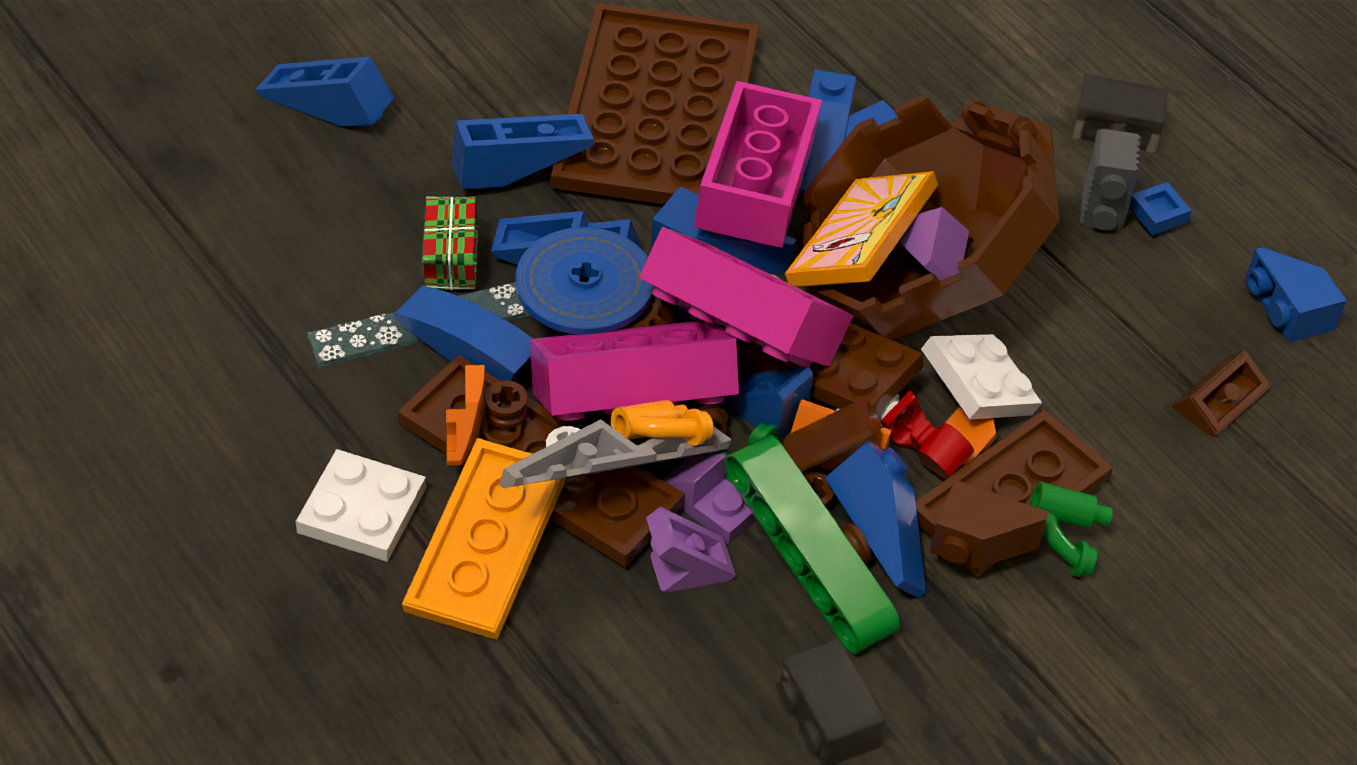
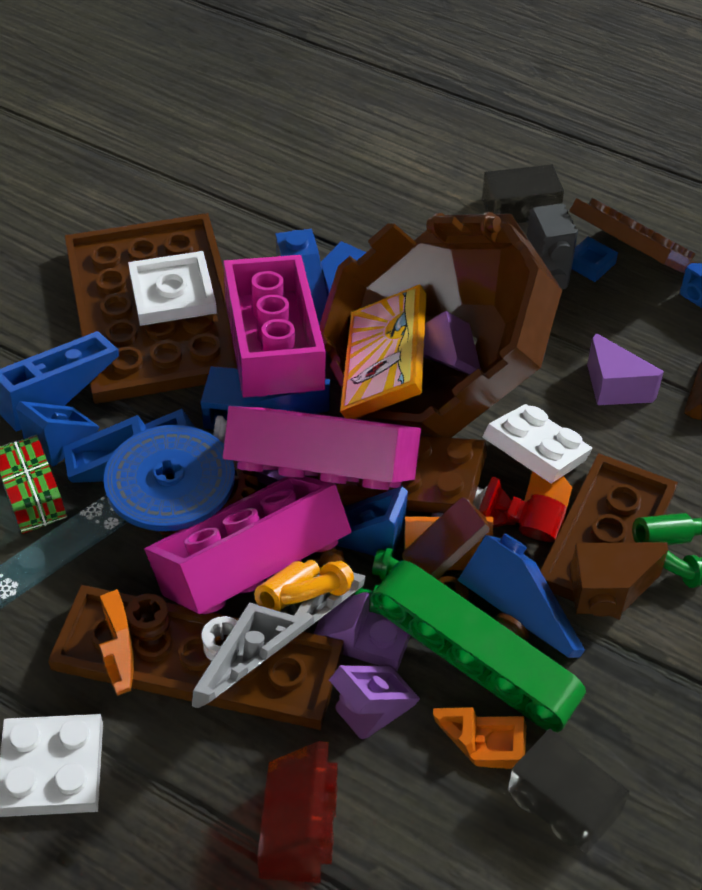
camera: 20 degrees left, 0 degrees up
(464, 328) = (79, 559): blue slope -> none
(481, 545) = (182, 762): light orange tile -> none
(498, 196) = (54, 426): none -> blue slope
(563, 627) = (298, 815): none -> clear red slope
(678, 93) = (172, 288): none -> white plate
(776, 631) = (484, 740): none -> orange slope
(1119, 342) = (620, 375): none -> medium lavender slope
(1207, 194) = (634, 234): none -> reddish brown plate

